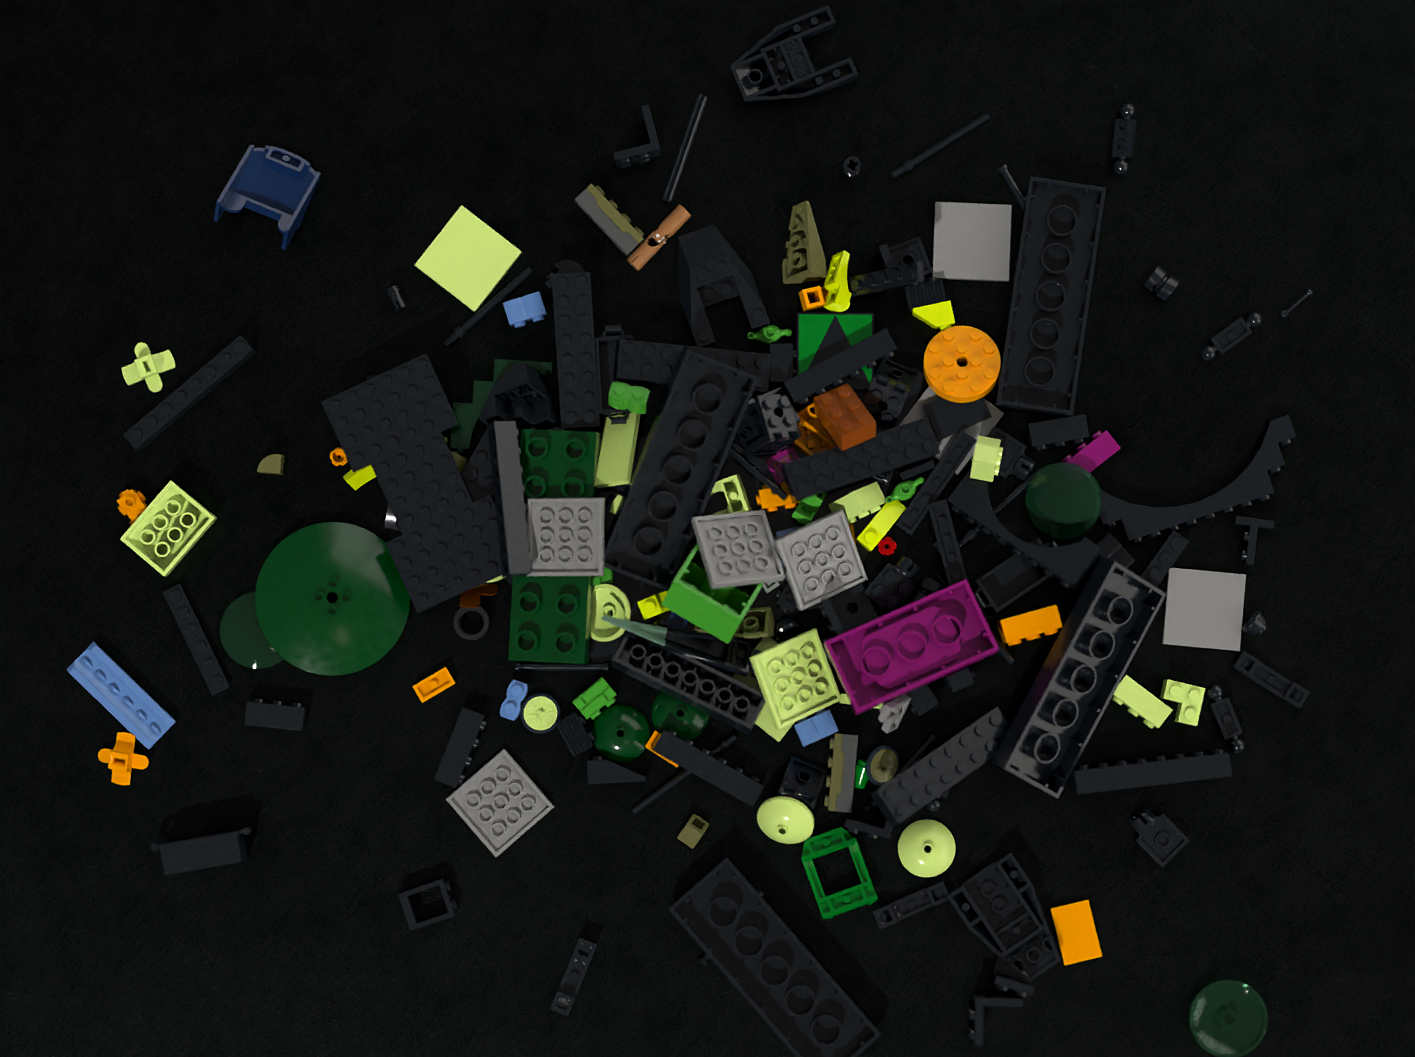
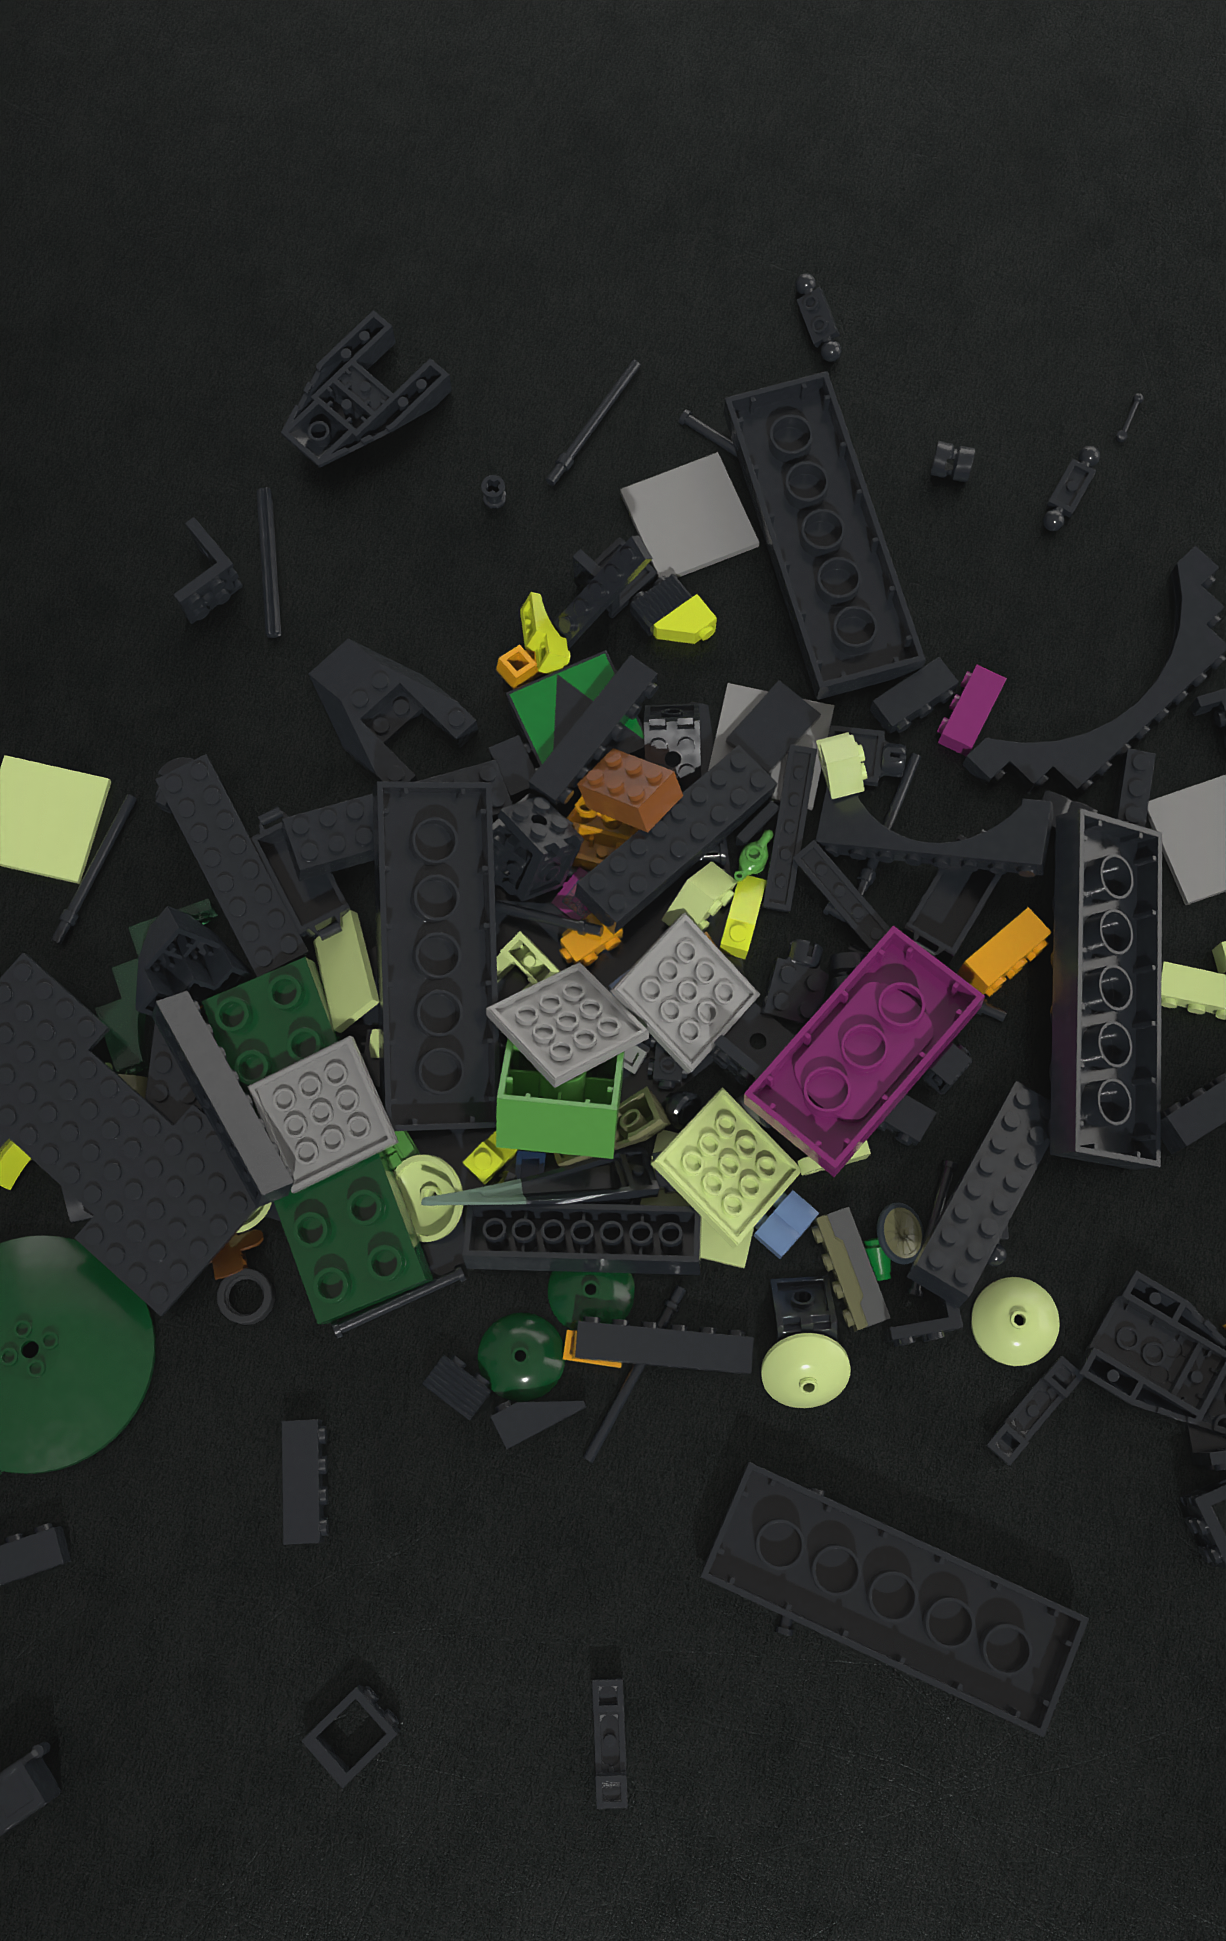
camera: 25 degrees left, 10 degrees down
(434, 684) = (229, 1409): light orange plate -> none
(500, 803) = (394, 1536): light grey tile -> none
(512, 704) = (351, 1387): medium blue brick -> none
(525, 309) = (144, 848): medium blue brick -> none
(540, 713) = (396, 1380): yellowish green wheel -> none
(595, 698) = (464, 1323): bright green brick -> none
(610, 221) = (209, 688): piece -> none
(626, 397) = (329, 892): bright green brick -> none
(666, 229) = (287, 674): medium nougat piece -> none
(693, 831) = (684, 1447): olive brick -> none
(769, 334) = (483, 738): bright green piece -> none
(805, 254) = (482, 619): olive wedge -> none
(807, 509) = (637, 934): bright green brick -> none
(846, 899) = (943, 1443): green wedge -> none
(887, 541) = (759, 945): red plate -> none
(893, 712) = (881, 1153): light grey plate -> none
(966, 346) = (728, 670): light orange piece -> none
(1063, 500) = (967, 776): clear green dish -> none

